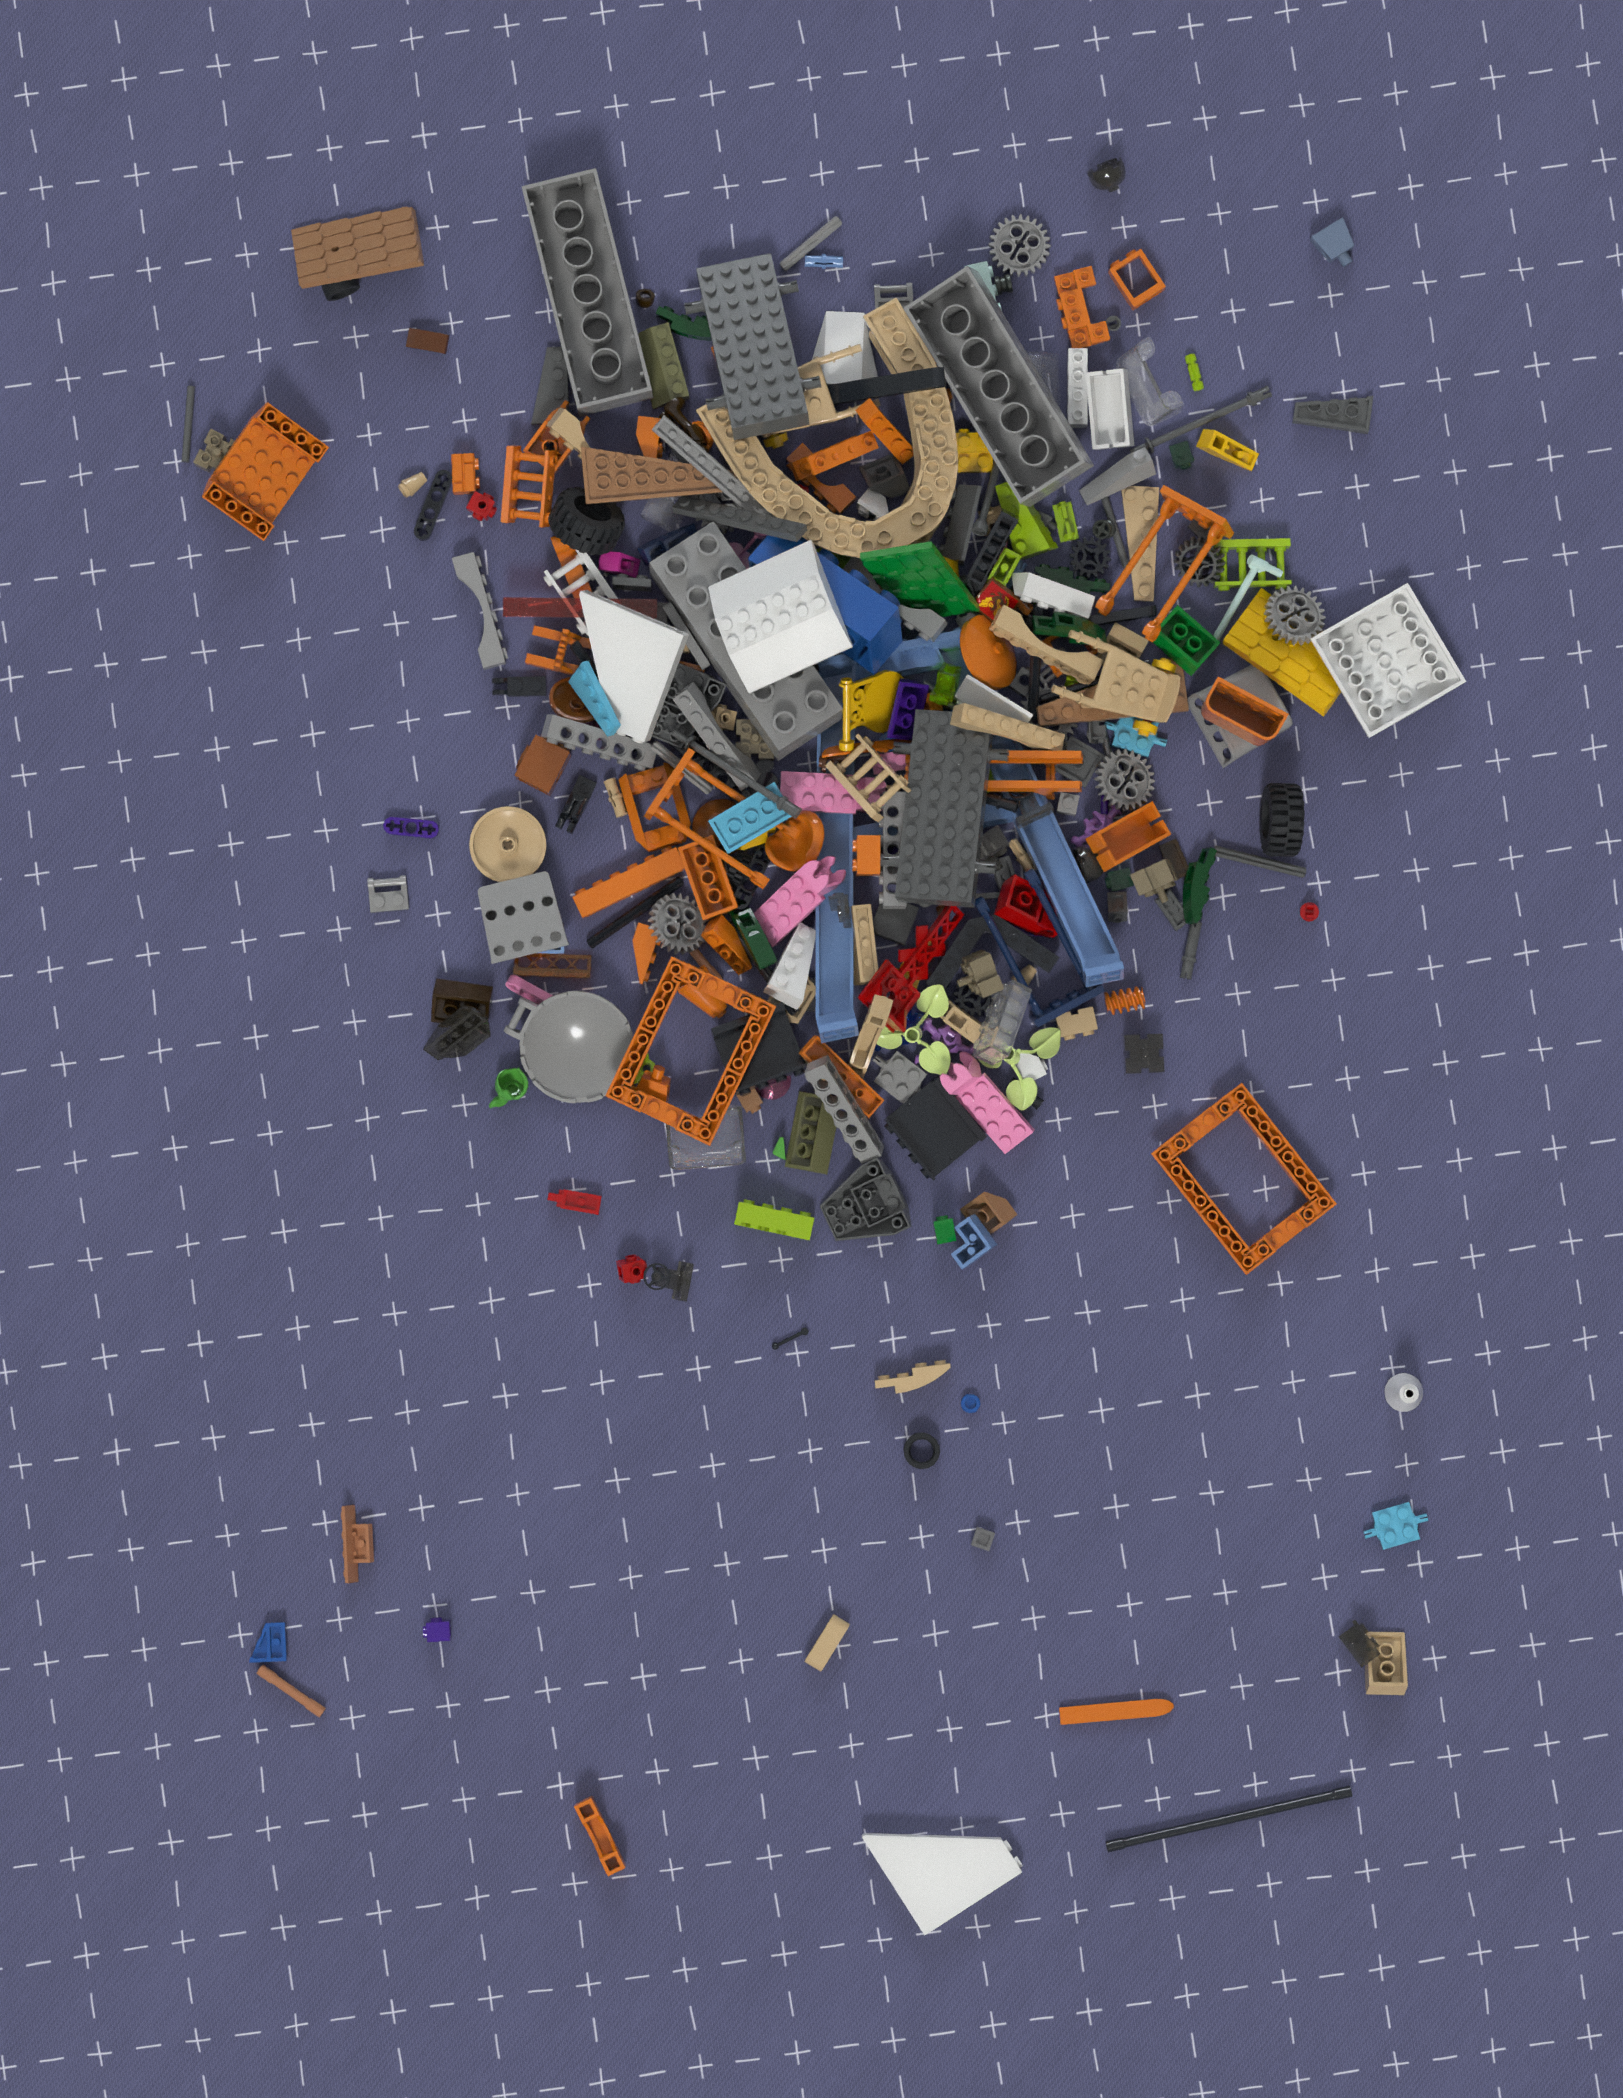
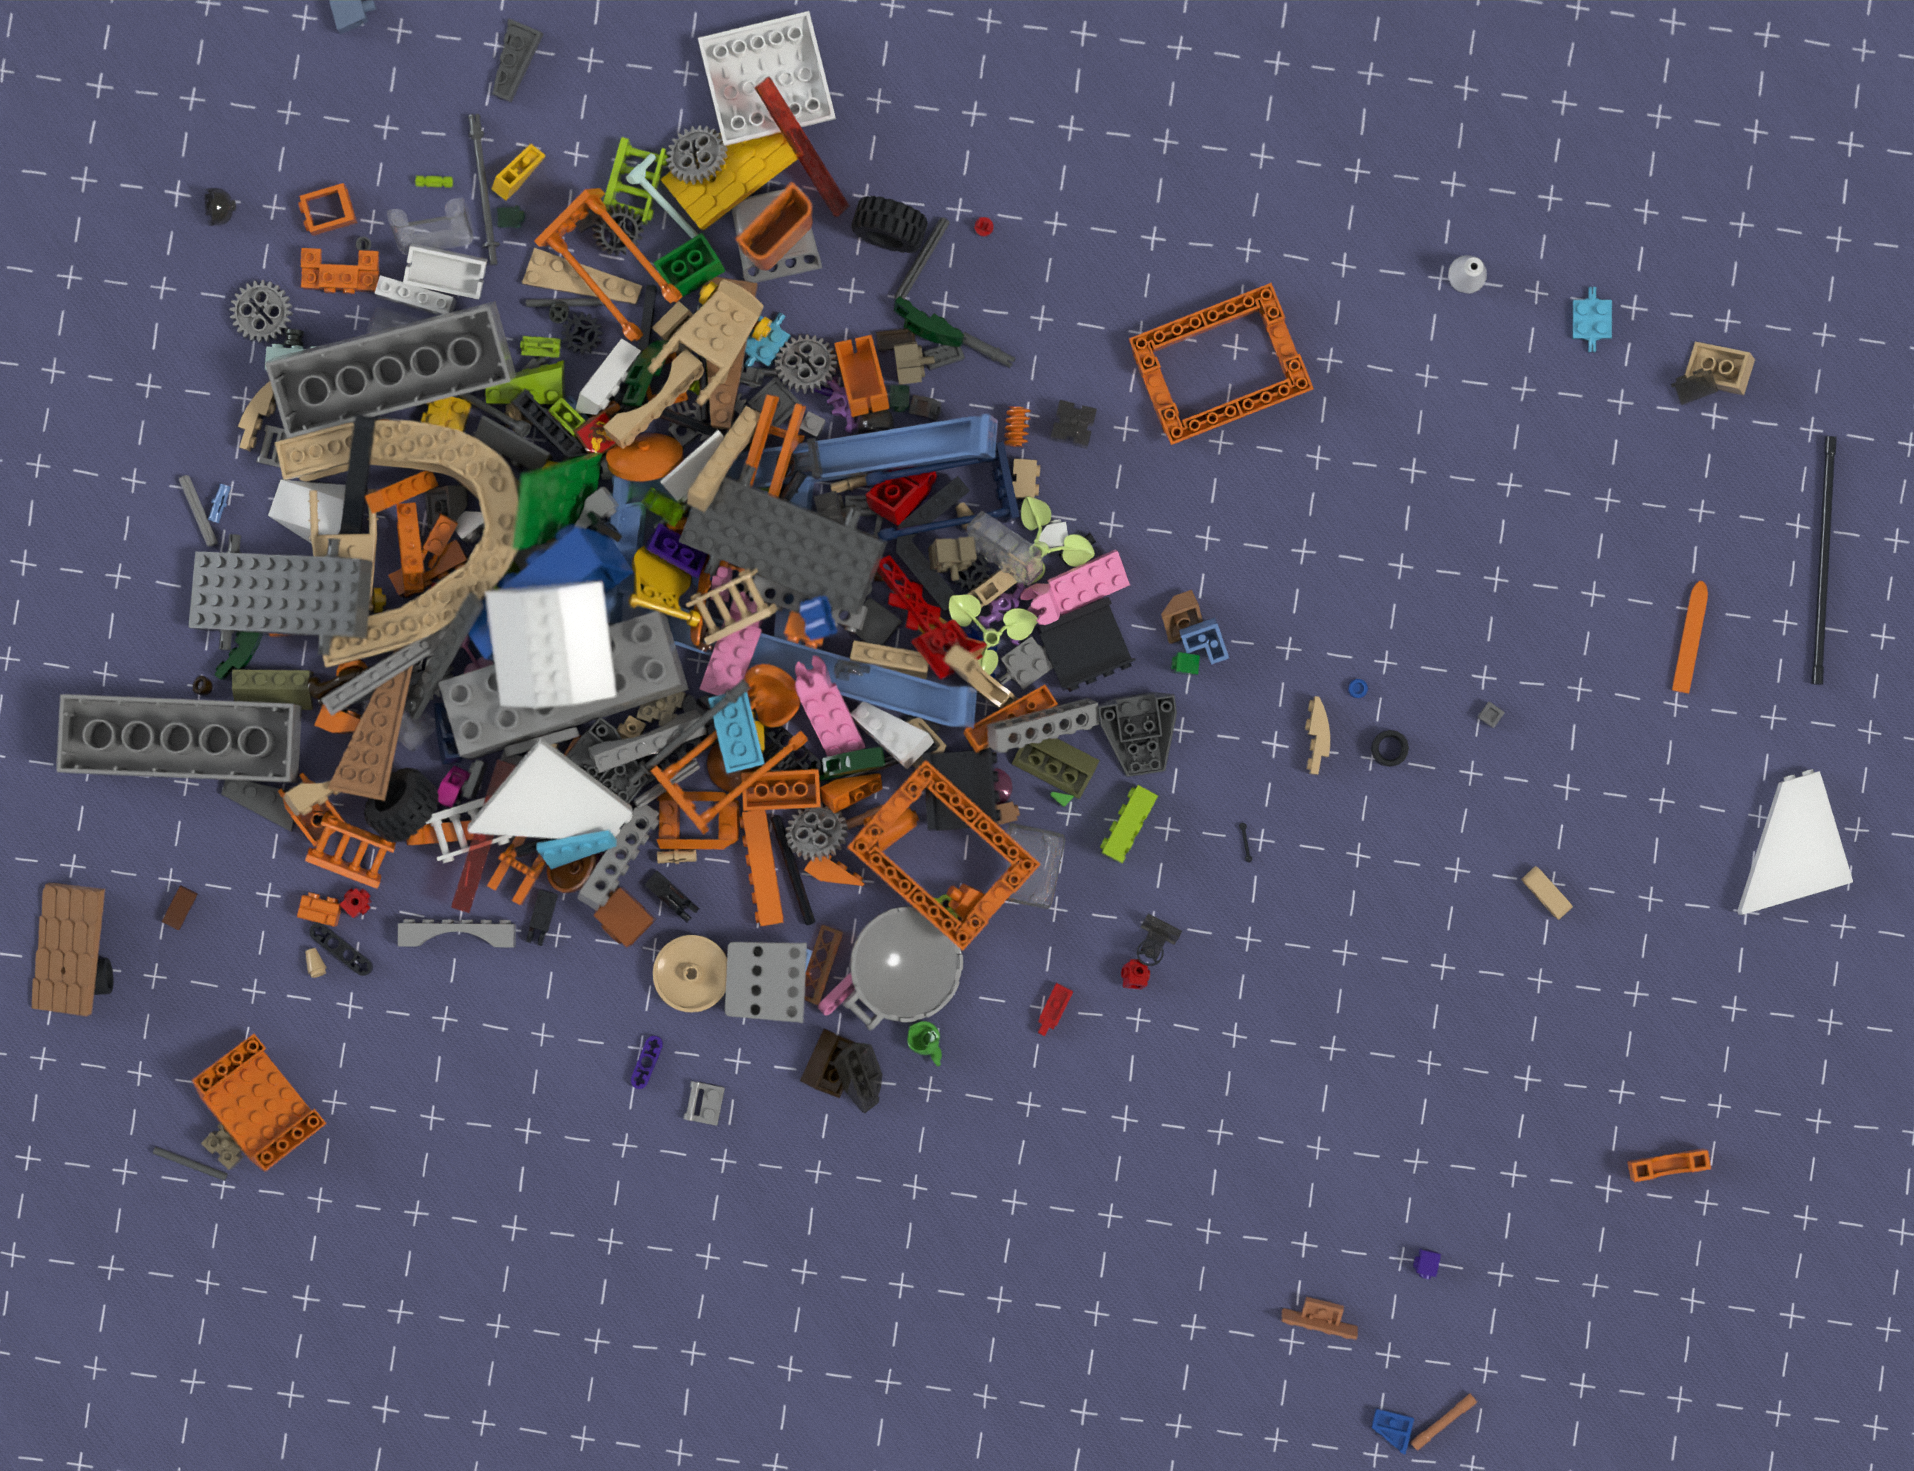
camera: 70 degrees left, 0 degrees up
(851, 479) = (438, 538): none -> orange hinge
(880, 863) = (818, 618): none -> blue brick
(908, 633) = (604, 527): none -> black plate
(929, 272) = (261, 405): none -> tan slope
(1064, 576) = (593, 362): dark green slope -> none
(1126, 472) = (511, 276): light grey slope -> none
(1331, 713) = (801, 146): none -> clear red tile

